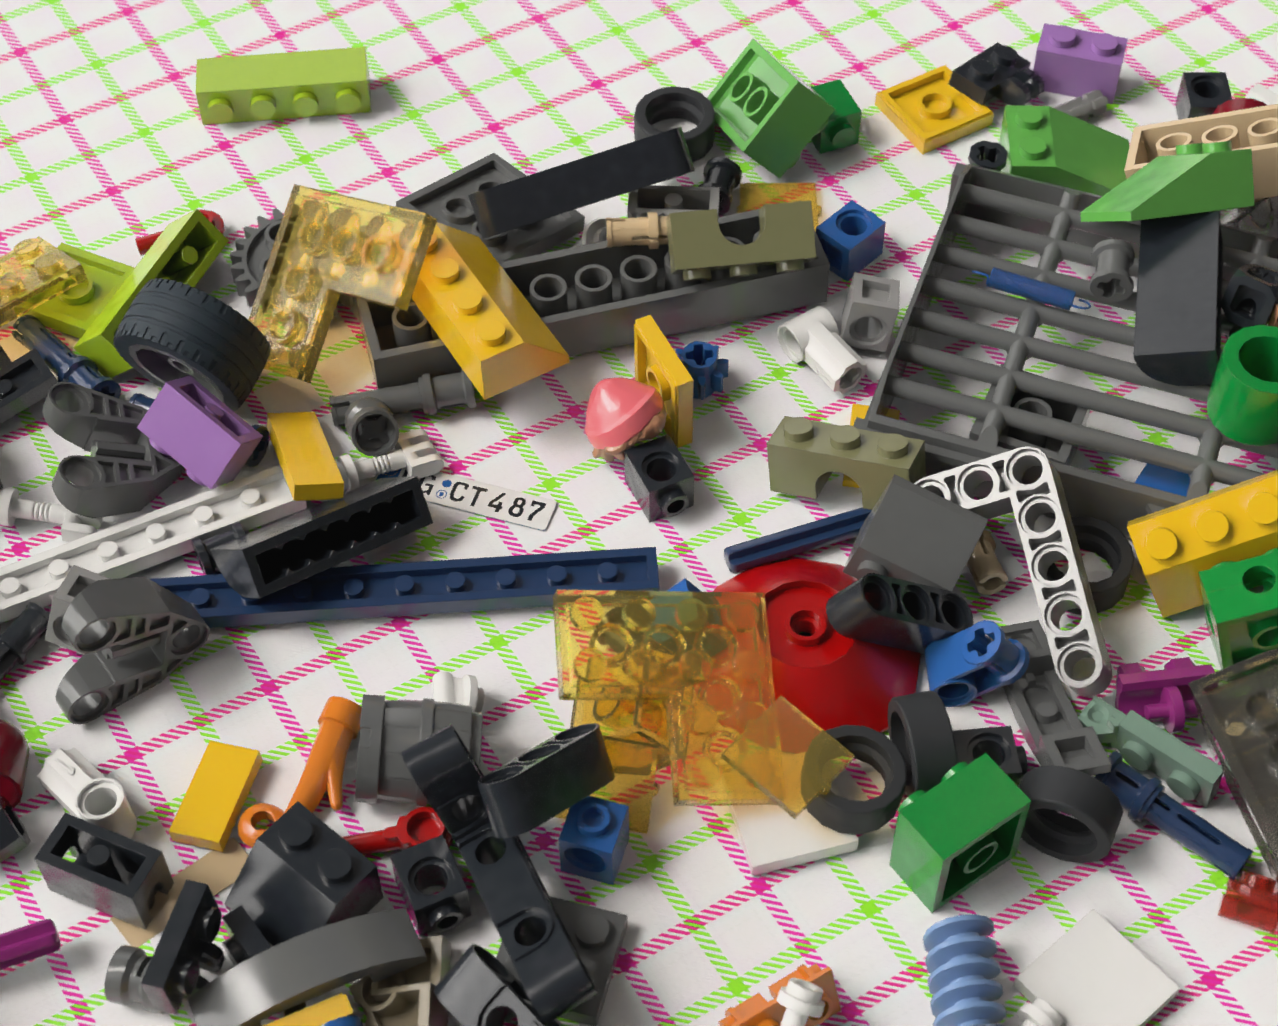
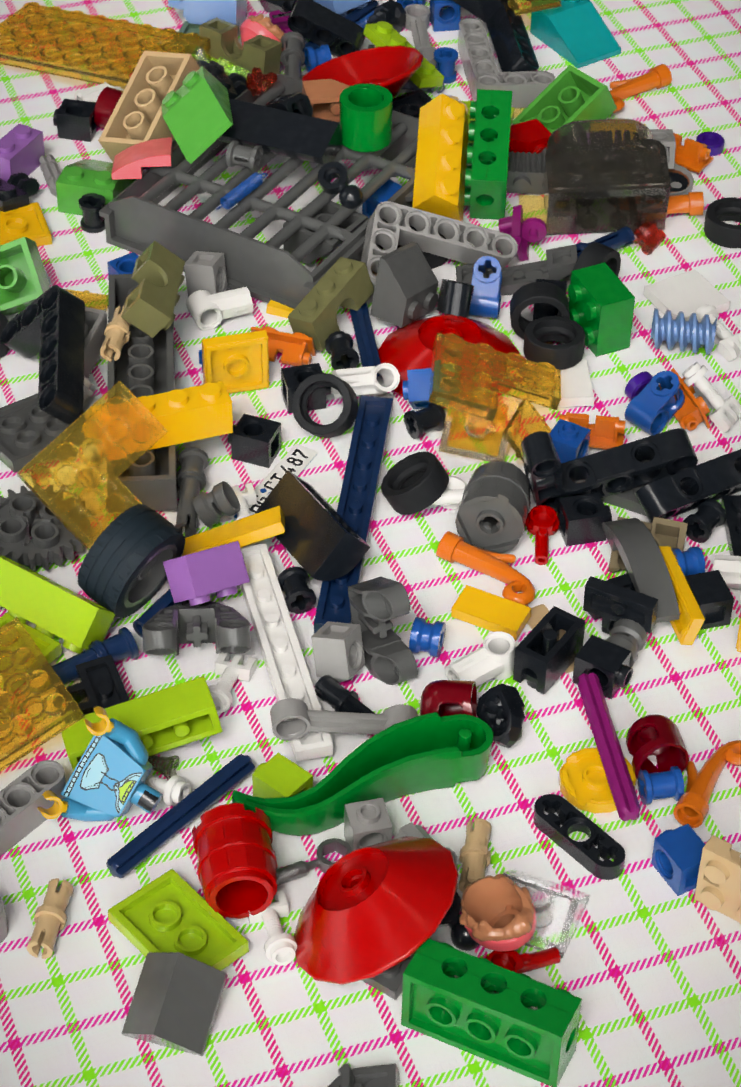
camera: 80 degrees left, 10 degrees down
(85, 953) = (607, 661): none -> black brick
(139, 718) = (427, 637): none -> blue wheel
(303, 878) = (564, 565): black slope -> none
(451, 642) = (414, 483): none -> black tyre
(526, 446) = (255, 440): none -> black brick
(546, 780) = (567, 435): black beam -> none
(600, 501) = (301, 398): none -> black tyre
(622, 415) = (261, 386): coral hair -> none
(660, 874) = (604, 434): none -> orange hinge
(680, 540) = (364, 379): none -> white piece
(741, 959) = (656, 406): none -> blue piece
(755, 422) = (295, 347): none -> orange hinge
(762, 509) = (340, 347): none -> black bush
(787, 757) = (546, 349): clear yellow piece -> none
(794, 935) = (637, 384): none -> dark purple tile
(1075, 172) = (151, 153): none -> coral slope
(1095, 387) = (350, 195): none -> black plate
(1152, 748) = (563, 235): sand green hinge -> none

